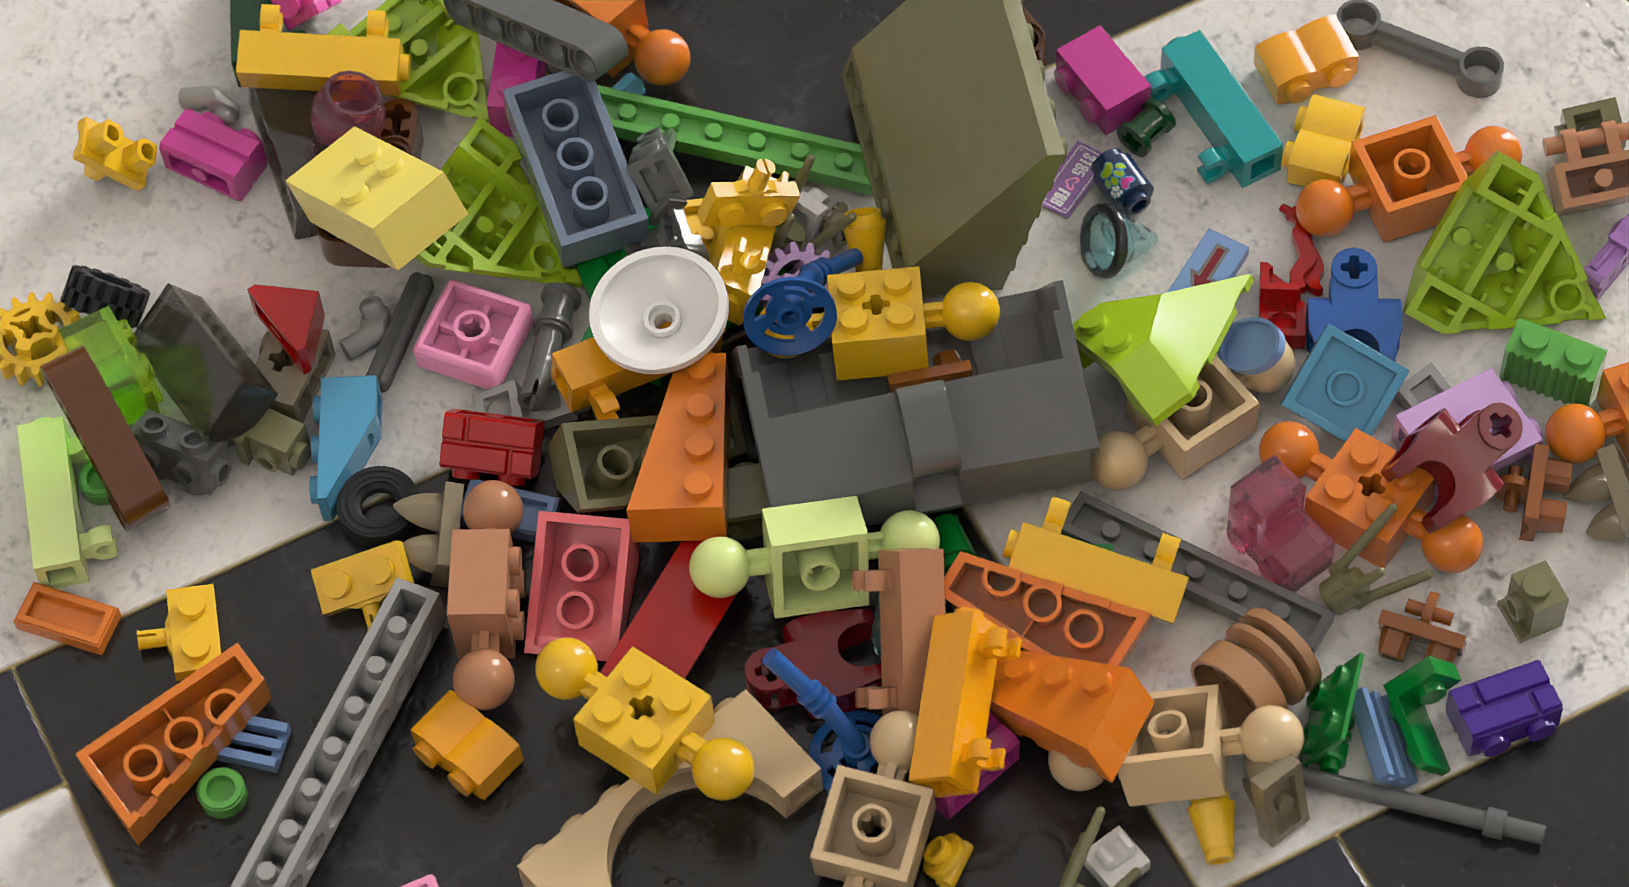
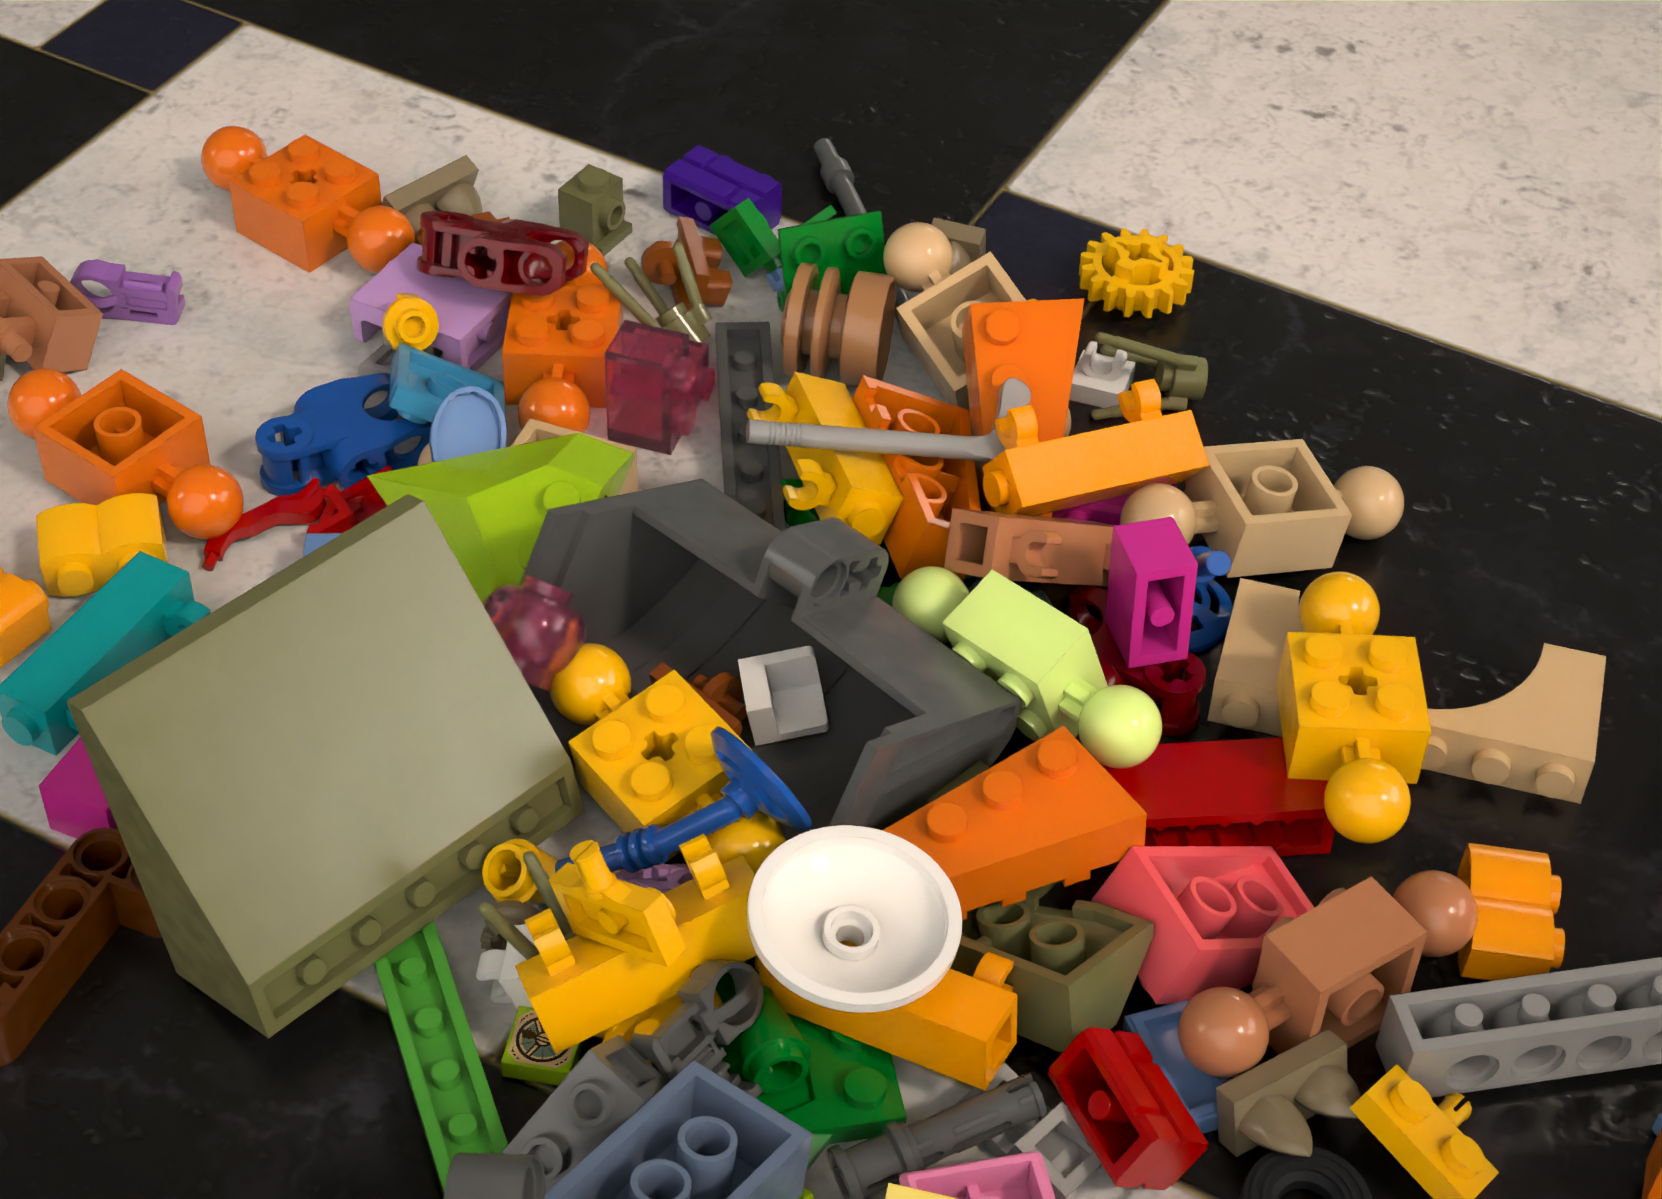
camera: 130 degrees left, 15 degrees down
(815, 643) = (1150, 592): none -> dark pink brick
(1010, 271) = (537, 627): none -> clear pink piece
(1030, 661) = (983, 448): none -> light grey piece
(1424, 382) = (410, 322): none -> yellow plate
(1499, 258) = (197, 350): lime wedge -> none
(1552, 363) = (302, 283): bright green brick -> none

